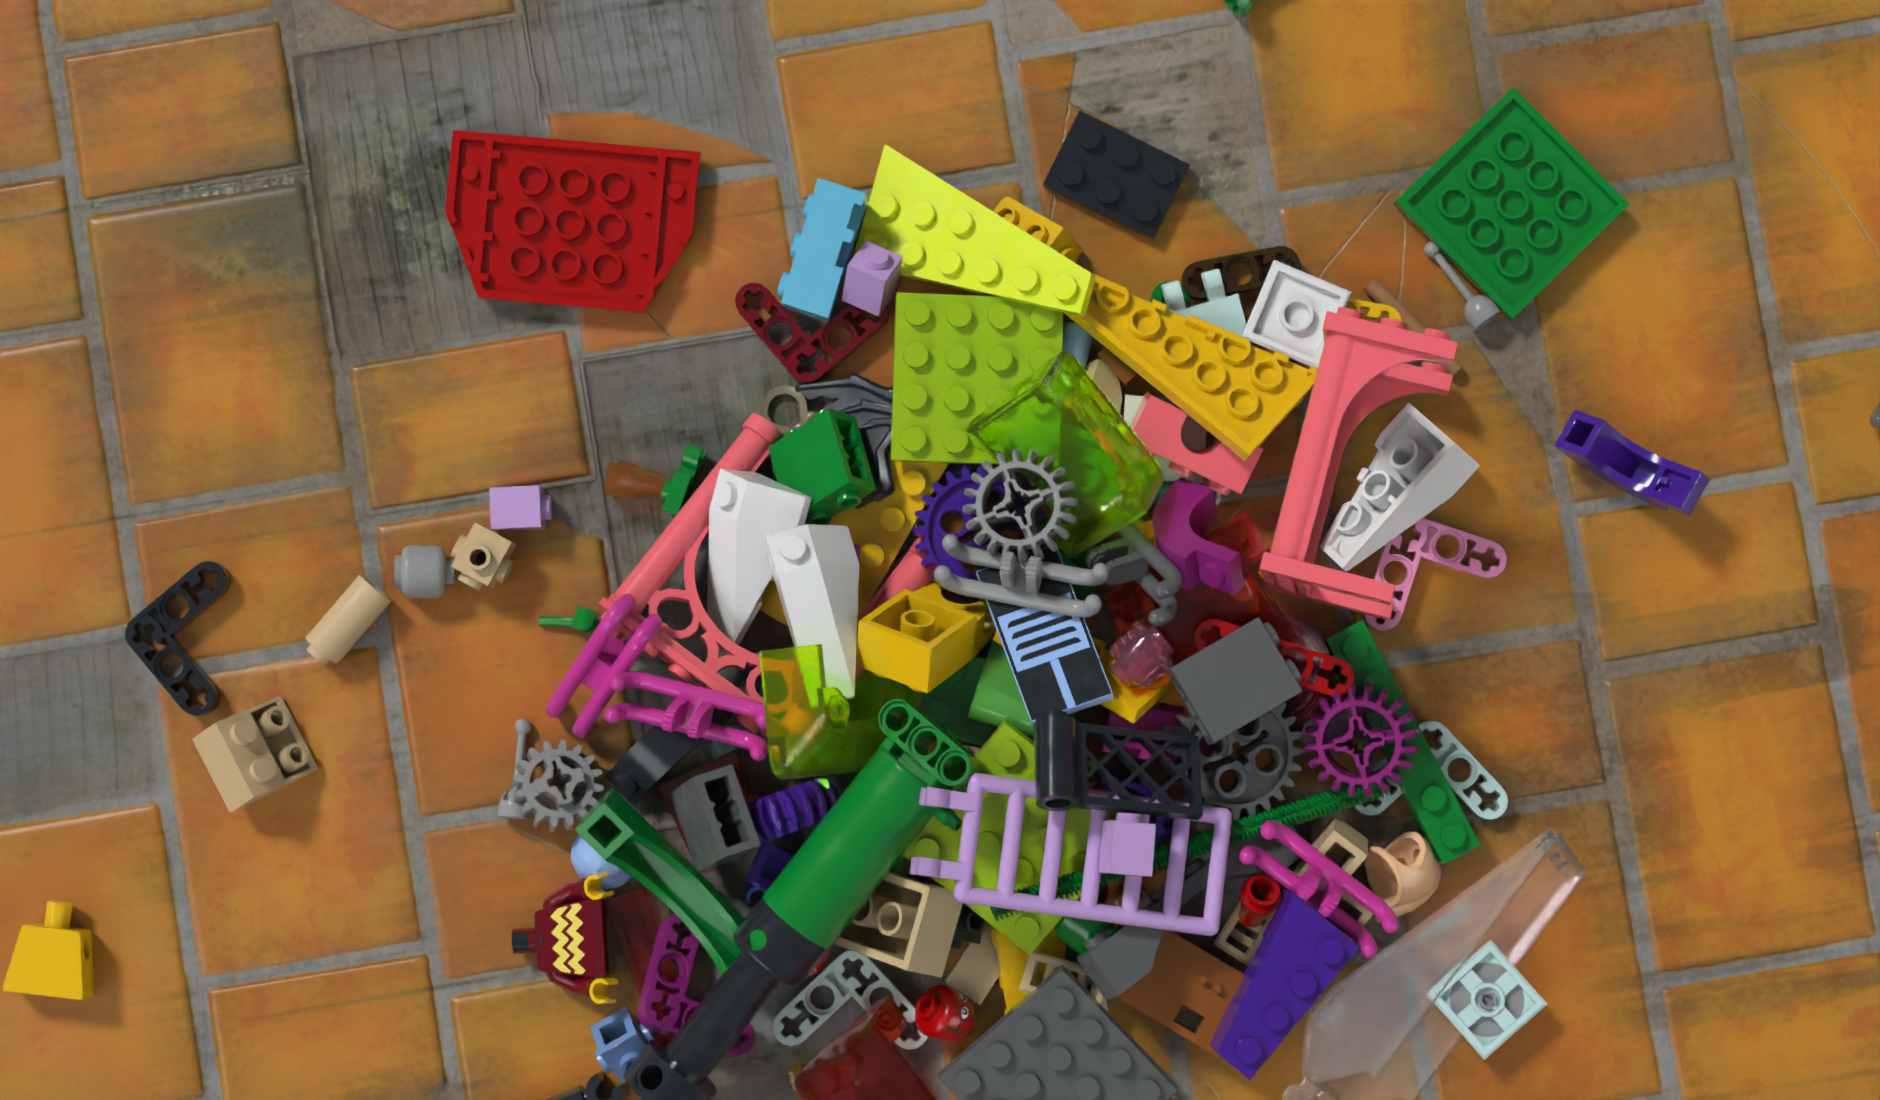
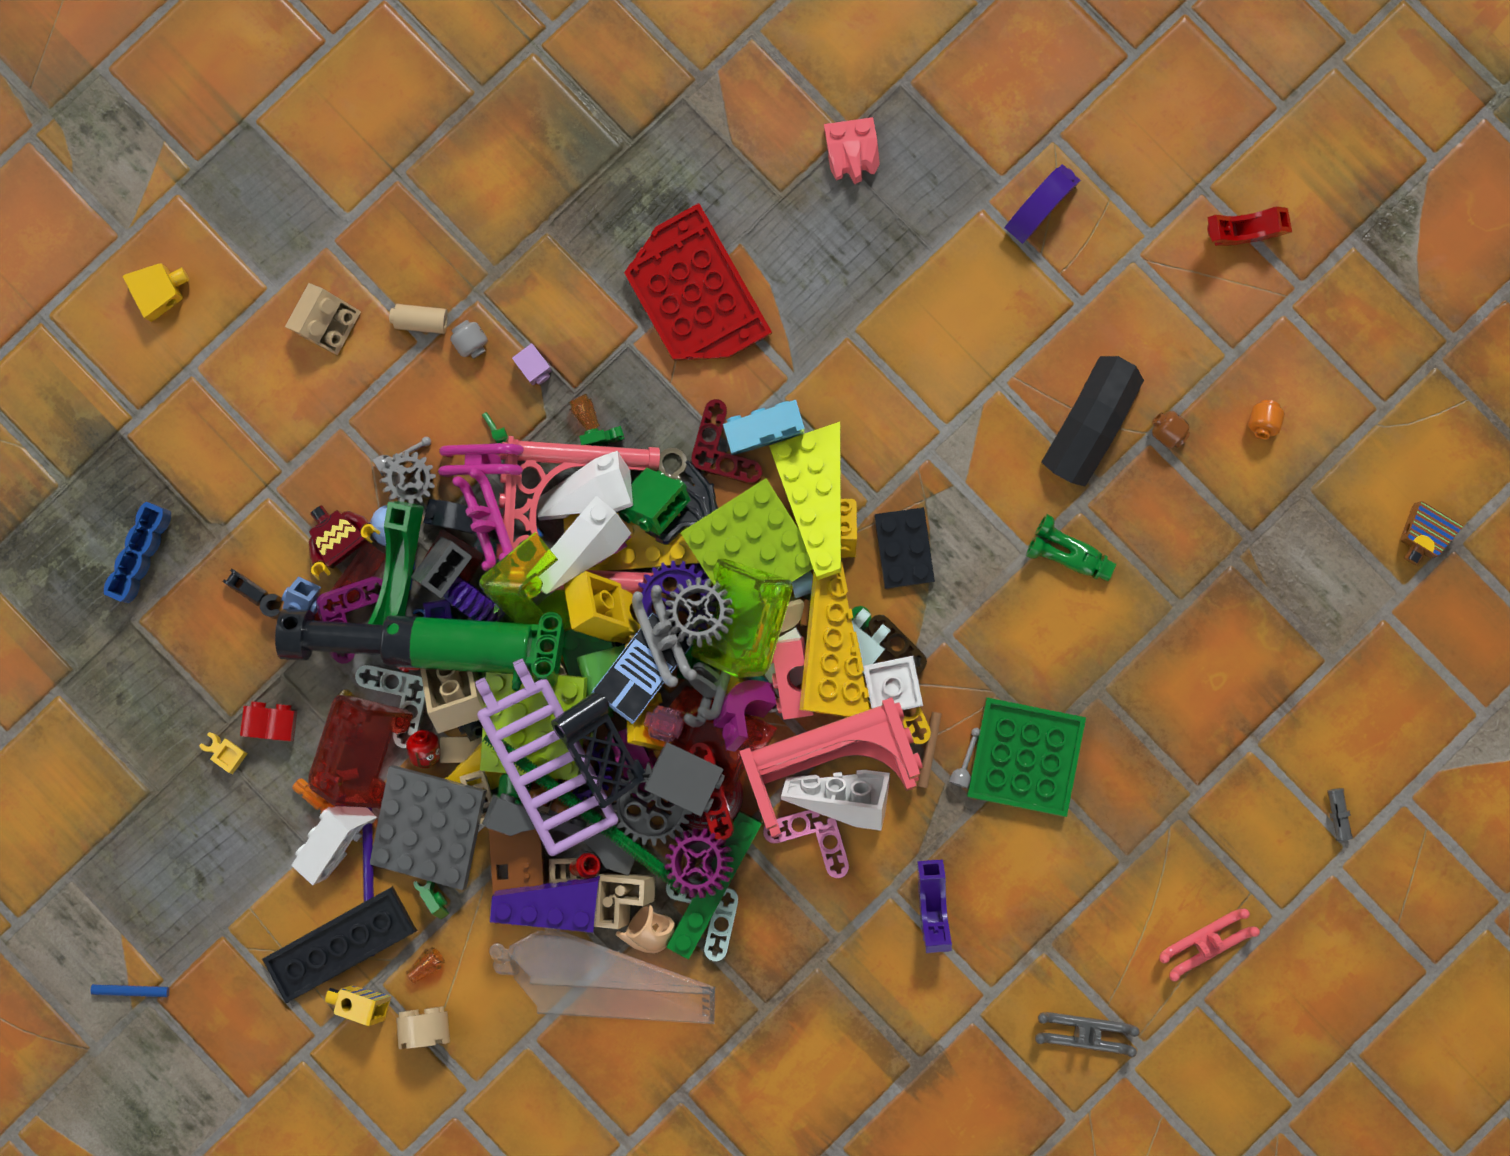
camera: 55 degrees right, 0 degrees up
(167, 627) = (354, 233): black beam -> none
(497, 563) = (504, 365): tan brick -> none
(872, 278) = (766, 461): lavender brick -> none
(1127, 846) = (562, 780): lavender brick -> none
(1321, 885) = (612, 892): dark pink piece -> none
(1488, 1000) = (614, 1016): light aqua piece -> none

